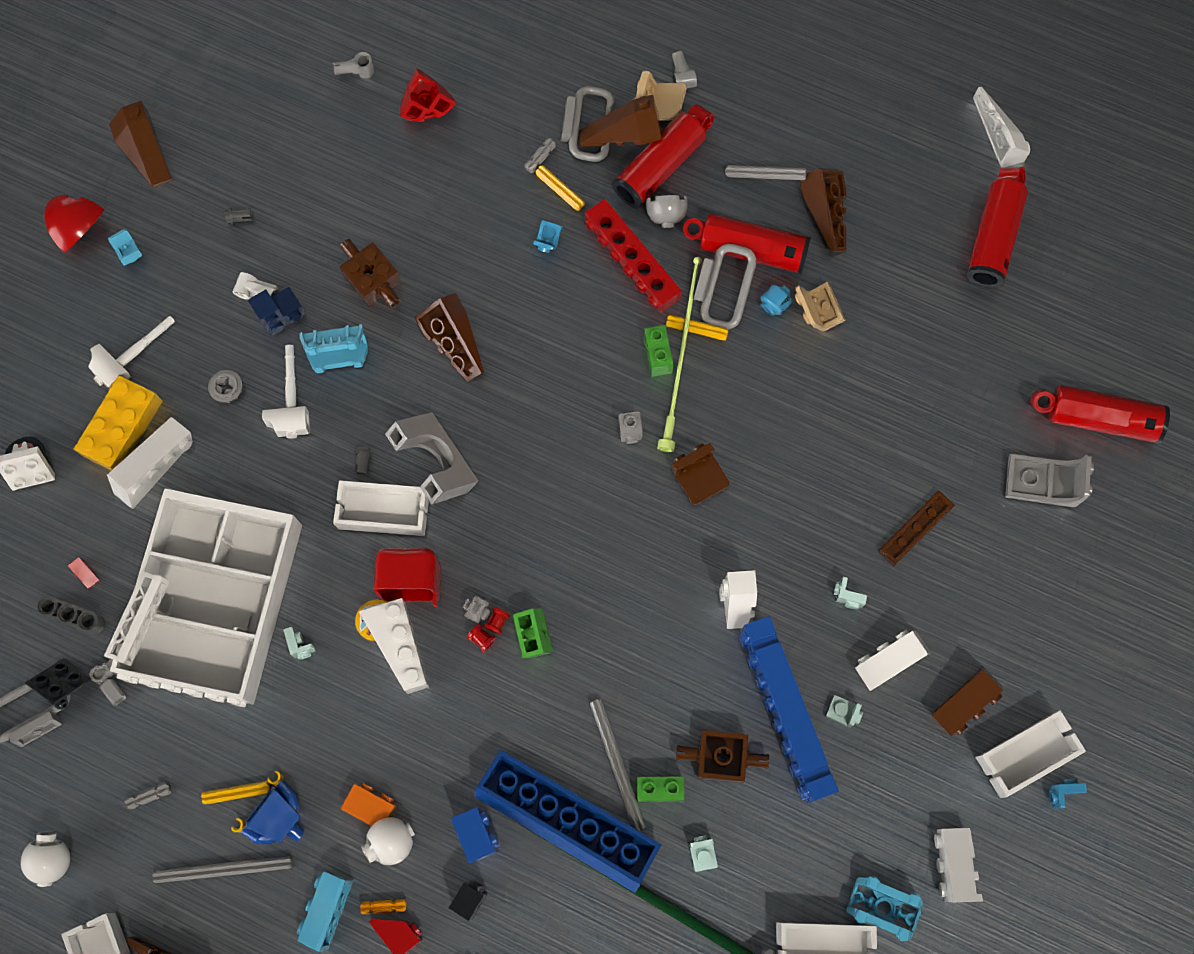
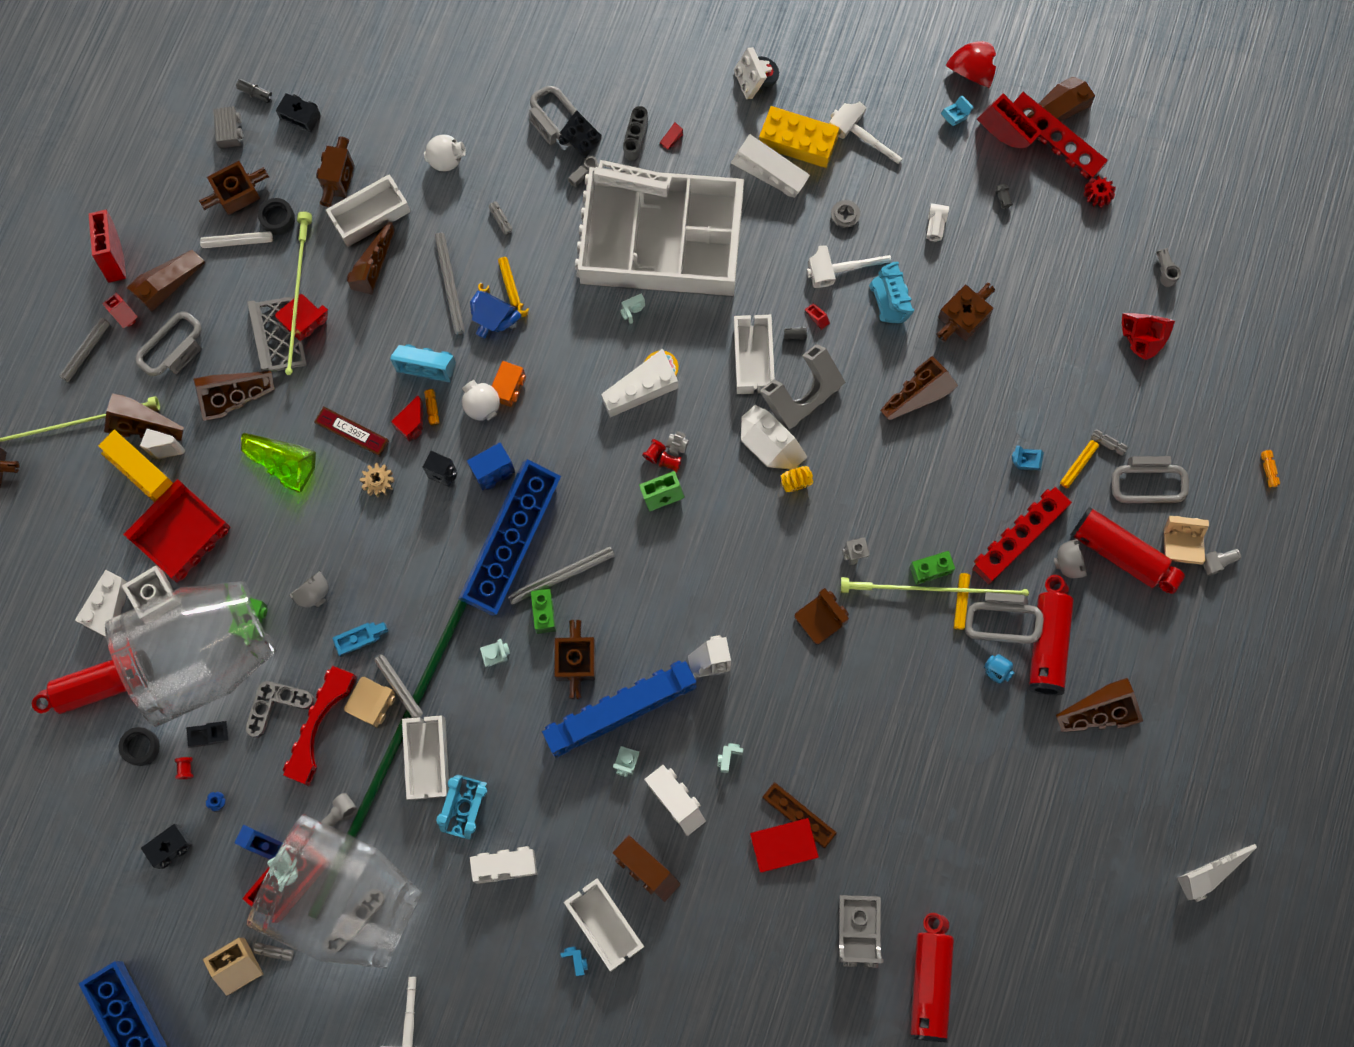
camera: 85 degrees right, 0 degrees up
(154, 193) = (1009, 123): none -> red brick
(217, 113) = (1088, 170): none -> red brick
(253, 117) = (1106, 191): none -> red gear
(277, 310) = (918, 242): dark blue brick -> none
(343, 434) = (818, 316): none -> red piece
(408, 575) = (698, 382): red piece -> none
(485, 505) = (770, 440): none -> white wedge
(539, 479) = (797, 479): none -> yellow gear
(590, 10) = (1270, 468): none -> light orange axle
(632, 122) = (1150, 515): reddish brown wedge -> none
(766, 172) = (1126, 649): light grey axle -> none
(820, 307) = (997, 707): tan bracket -> none
(949, 547) = (784, 845): none -> red tile
(998, 228) = (1108, 873): red piece -> none

